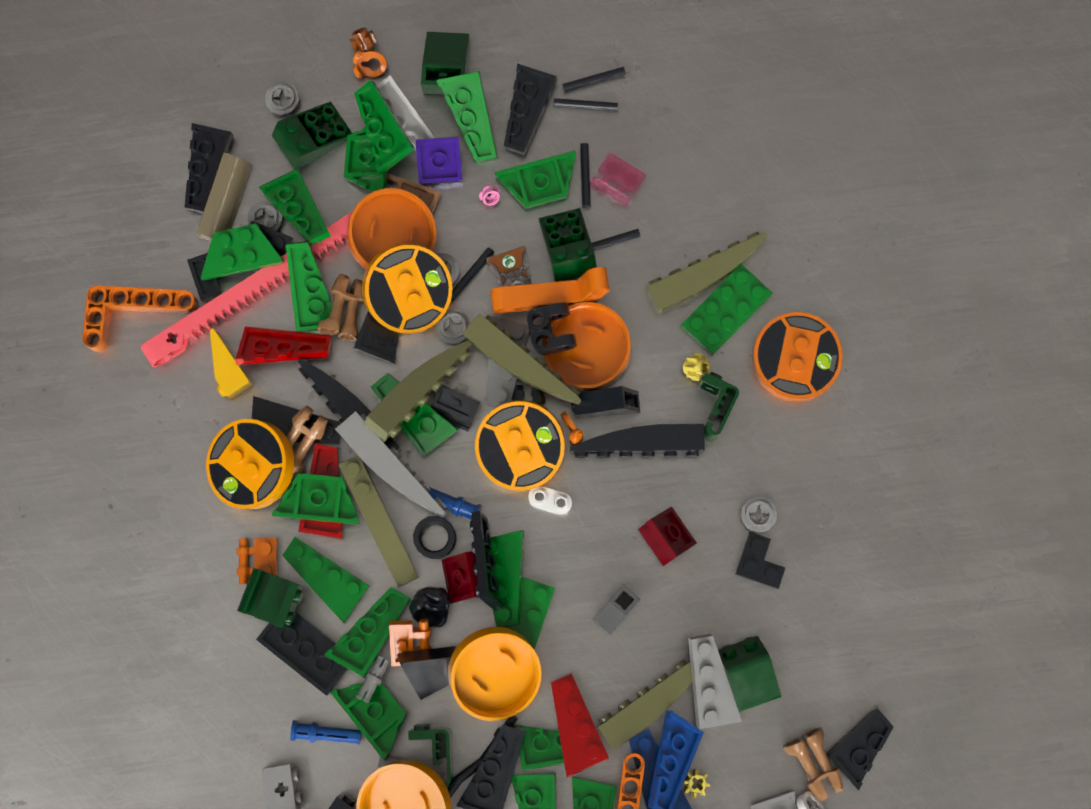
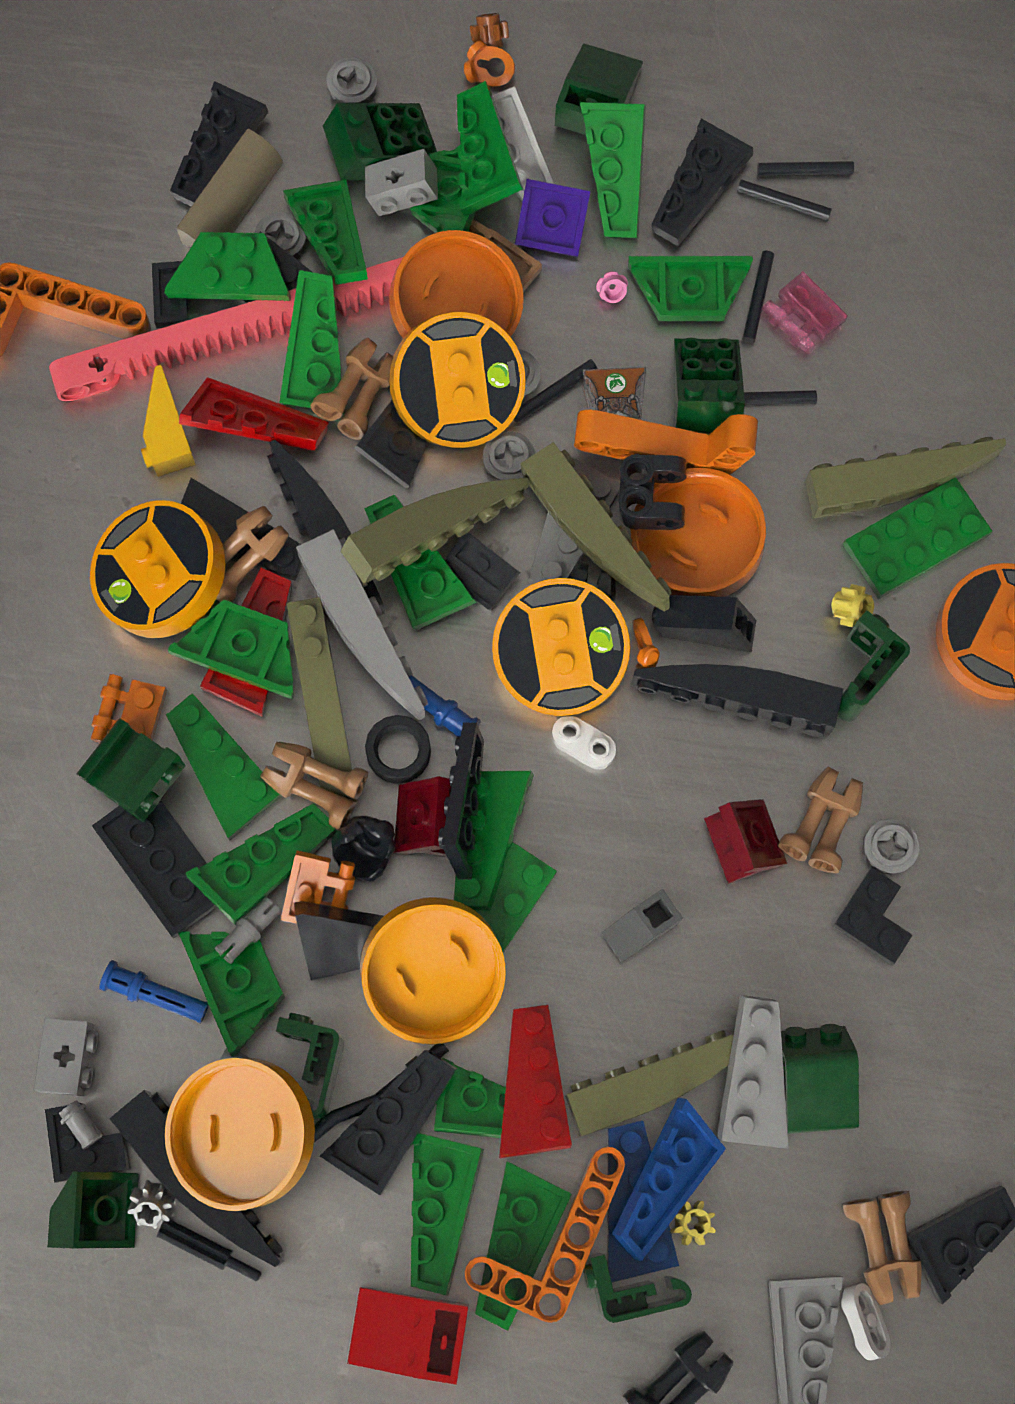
camera: 10 degrees right, 5 degrees down
(334, 162) = (401, 182): none -> light grey brick
(374, 577) = (292, 782): none -> medium nougat piece
(708, 496) = (842, 807): none -> medium nougat piece

